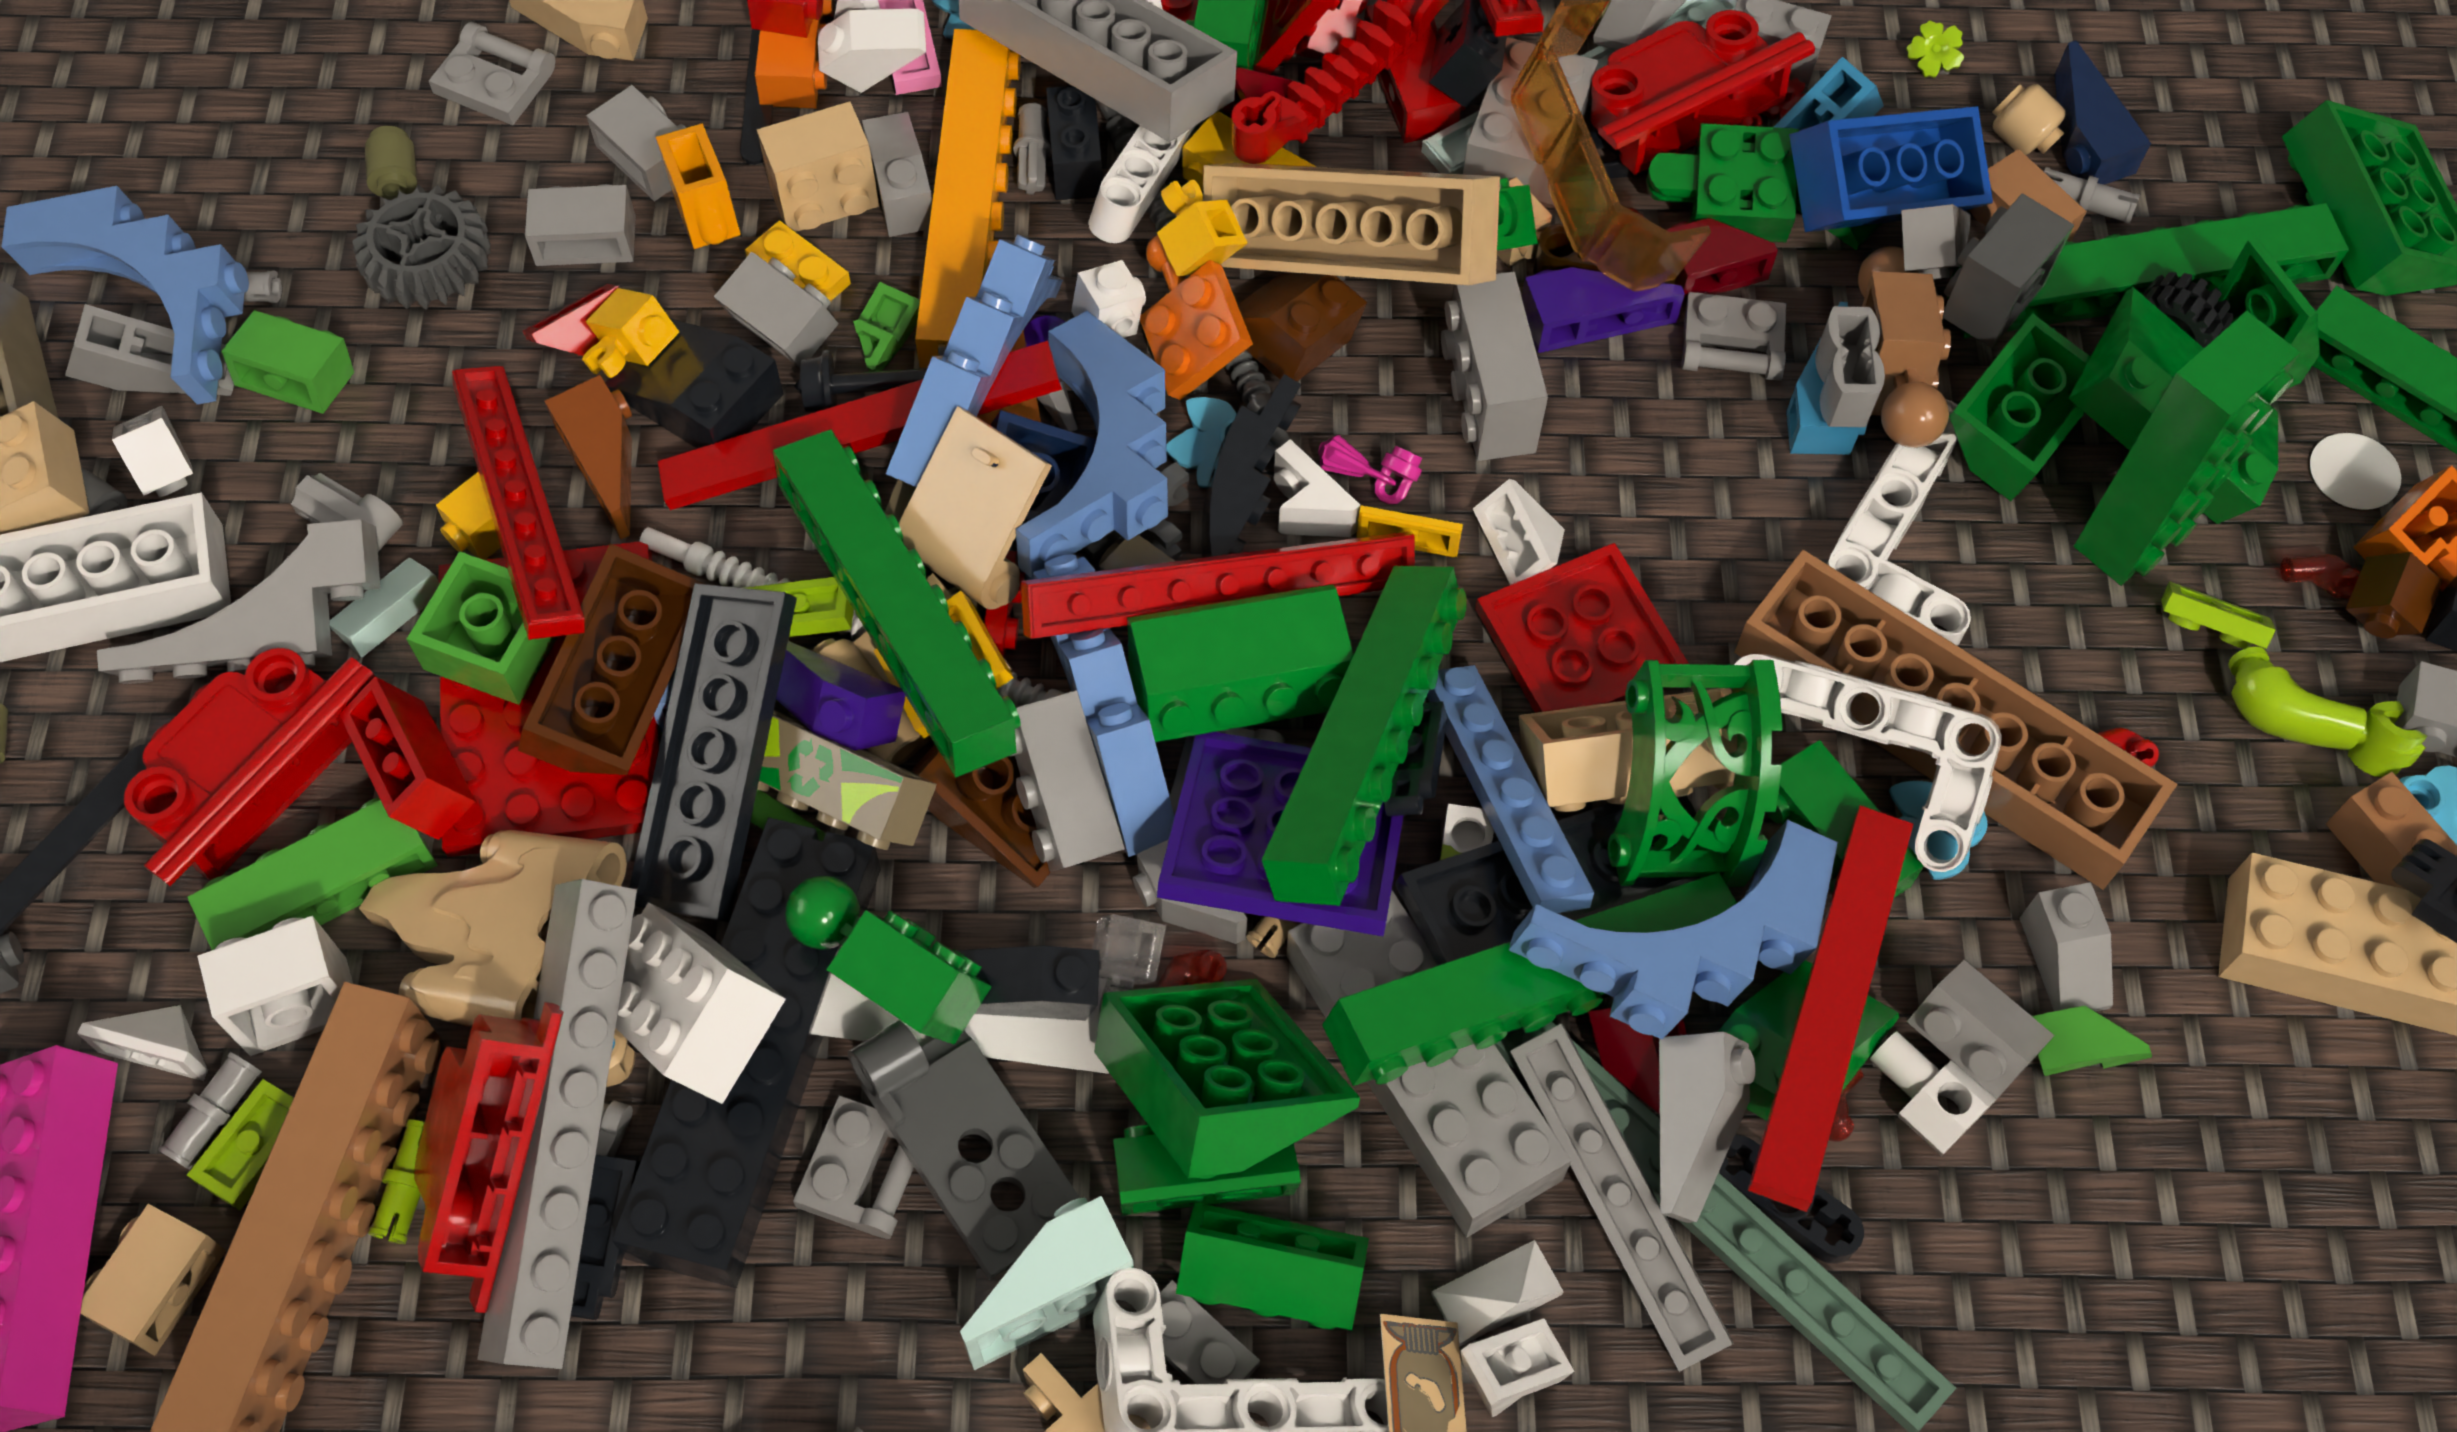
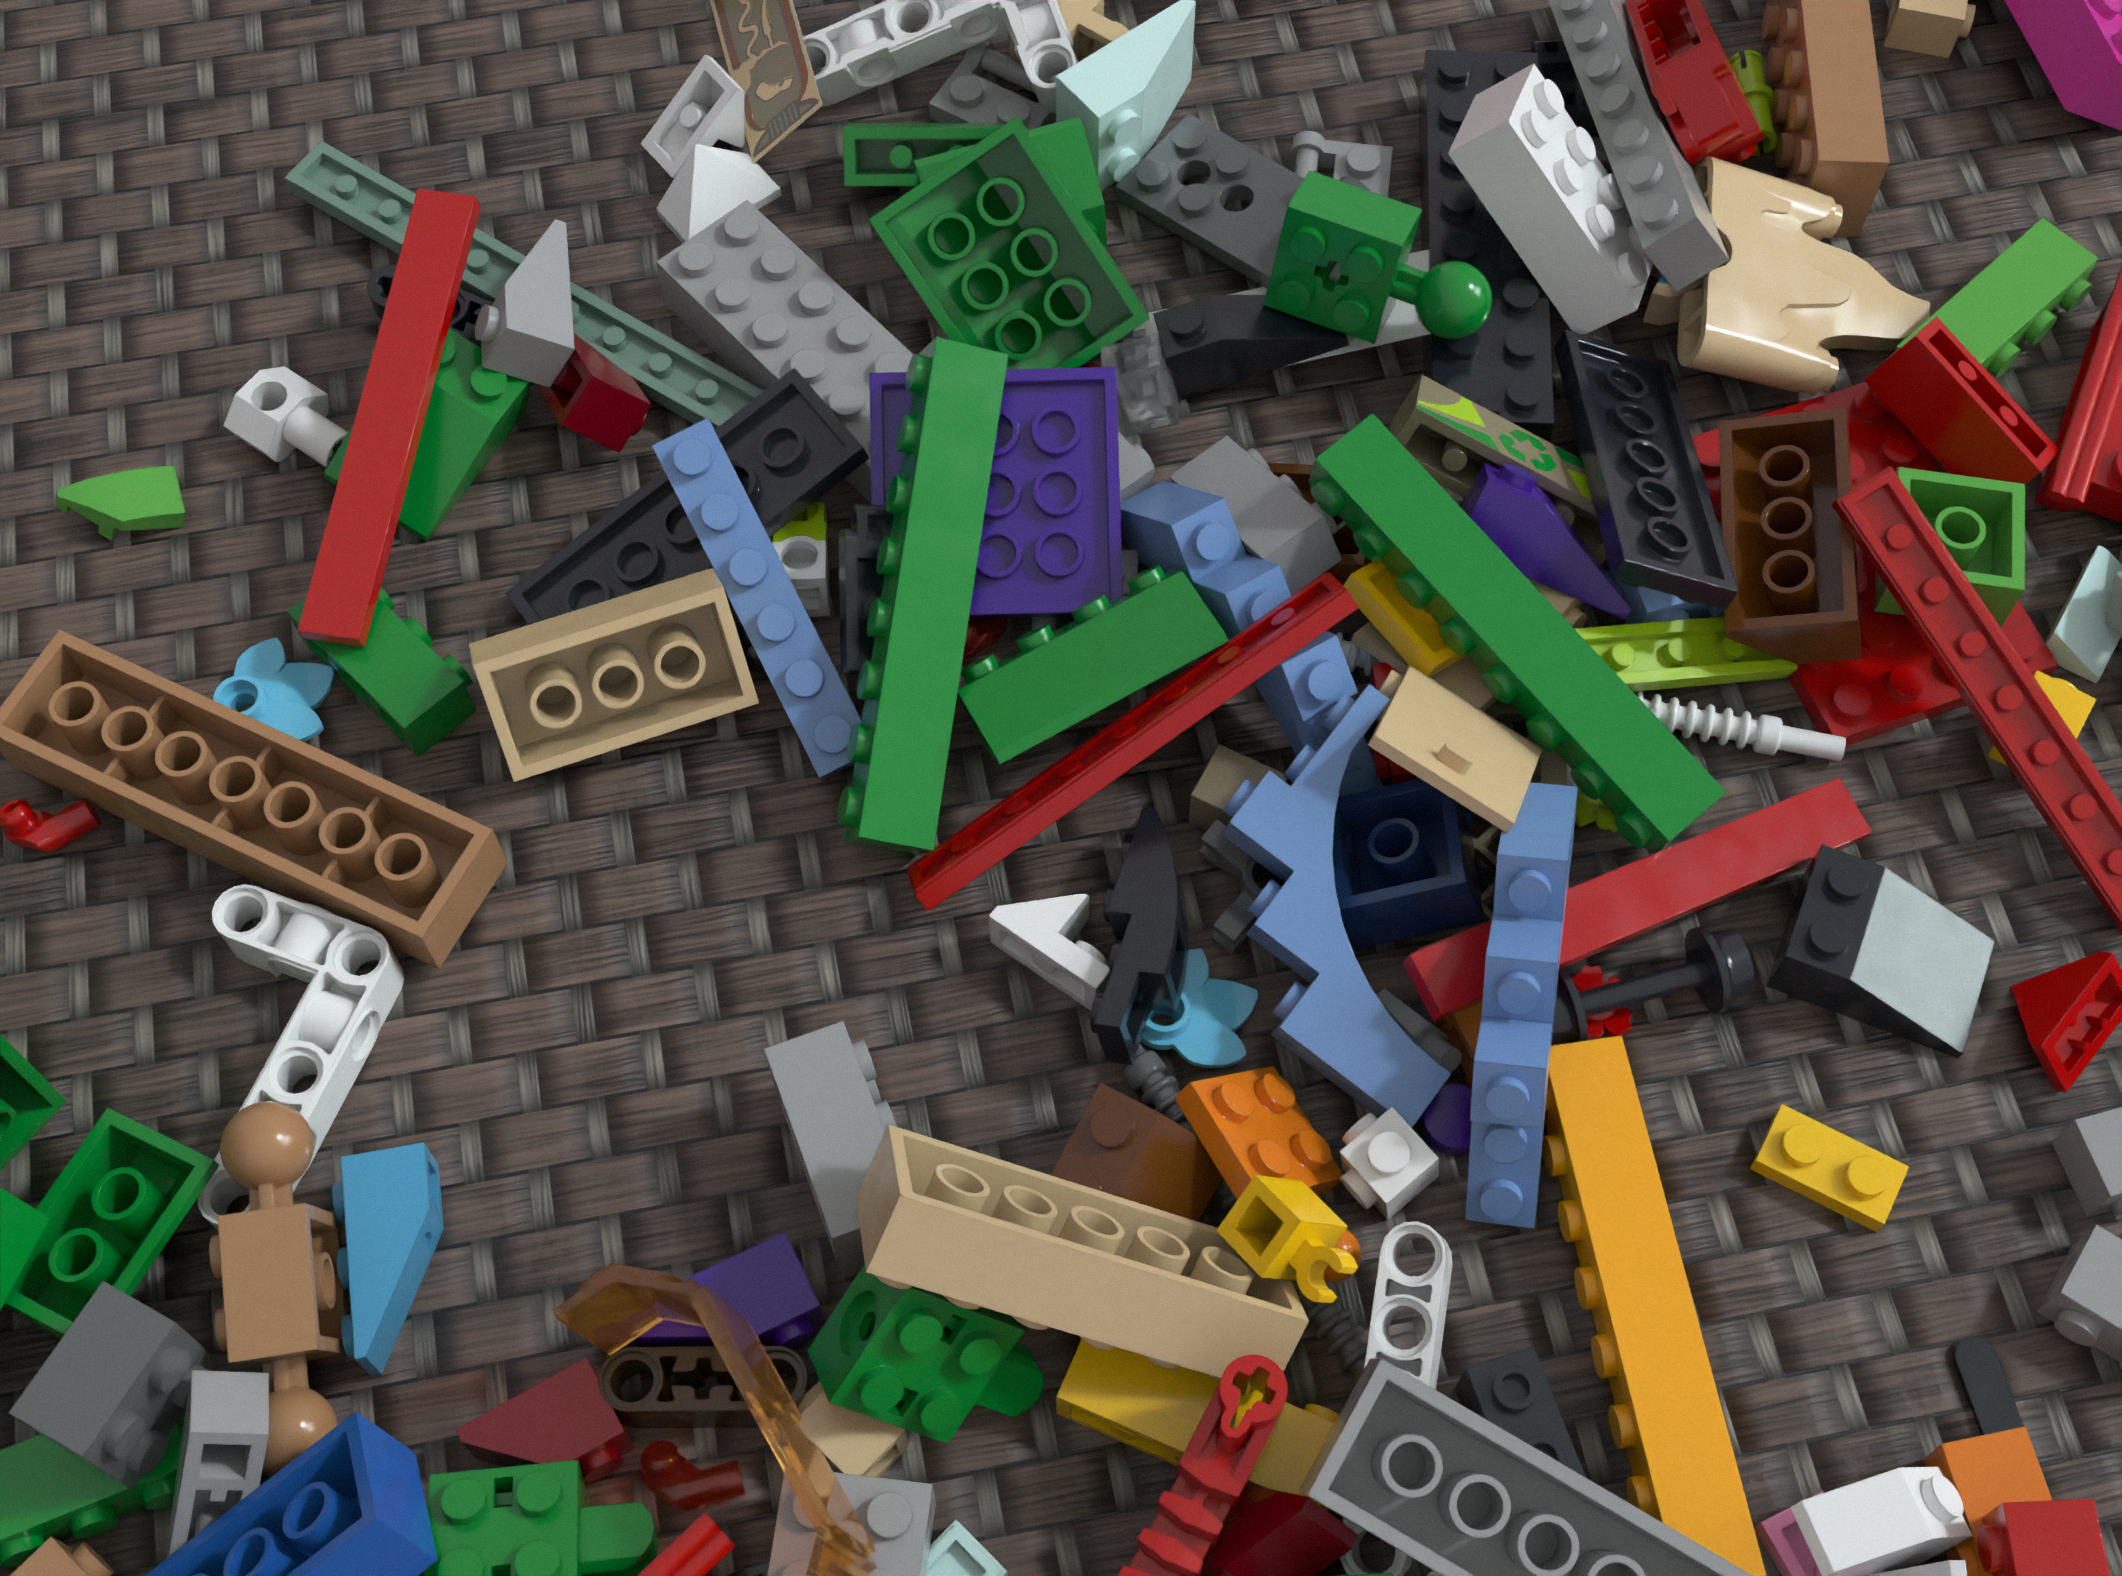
camera: 170 degrees right, 0 degrees up
(149, 1038) = (2053, 163): white slope -> none
(209, 1110) = (1963, 124): light grey pin -> none
(243, 1146) = (1912, 103): lime plate -> none
(274, 983) = (1958, 199): white brick -> none
(600, 443) = (1952, 839): dark orange slope -> none
(629, 329) = (1993, 991): yellow brick -> none
(698, 186) = (2013, 1214): light orange torso -> none
(776, 308) = (1823, 1065): light grey brick -> none
(819, 167) = (1859, 1275): tan brick -> none
(886, 325) = (1677, 1096): bright green slope -> none
(899, 173) = (1762, 1350): light grey slope -> none
(1032, 148) = (1580, 1416): light grey axle -> none
(1341, 457) = (952, 1013): dark pink piece -> none
(1430, 534) = (923, 939): yellow slope -> none
(1490, 992) = (787, 324): green brick -> none
(1519, 532) = (778, 956): white slope -> none
(1577, 631) = (694, 835): red plate -> none
(1622, 1198) = (613, 267): light grey plate -> none
(1716, 958) = (461, 499): medium blue arch -> none
(1724, 846) = (503, 601): green fence -> none
(1734, 325) = (510, 1343): light grey plate -> none
(1849, 366) = (352, 1200): light grey brick -> none
(1909, 721) = (247, 681): white beam -> none
(1980, 1028) = (236, 471): light grey brick -> none
(2071, 947) = (132, 591): light grey slope -> none

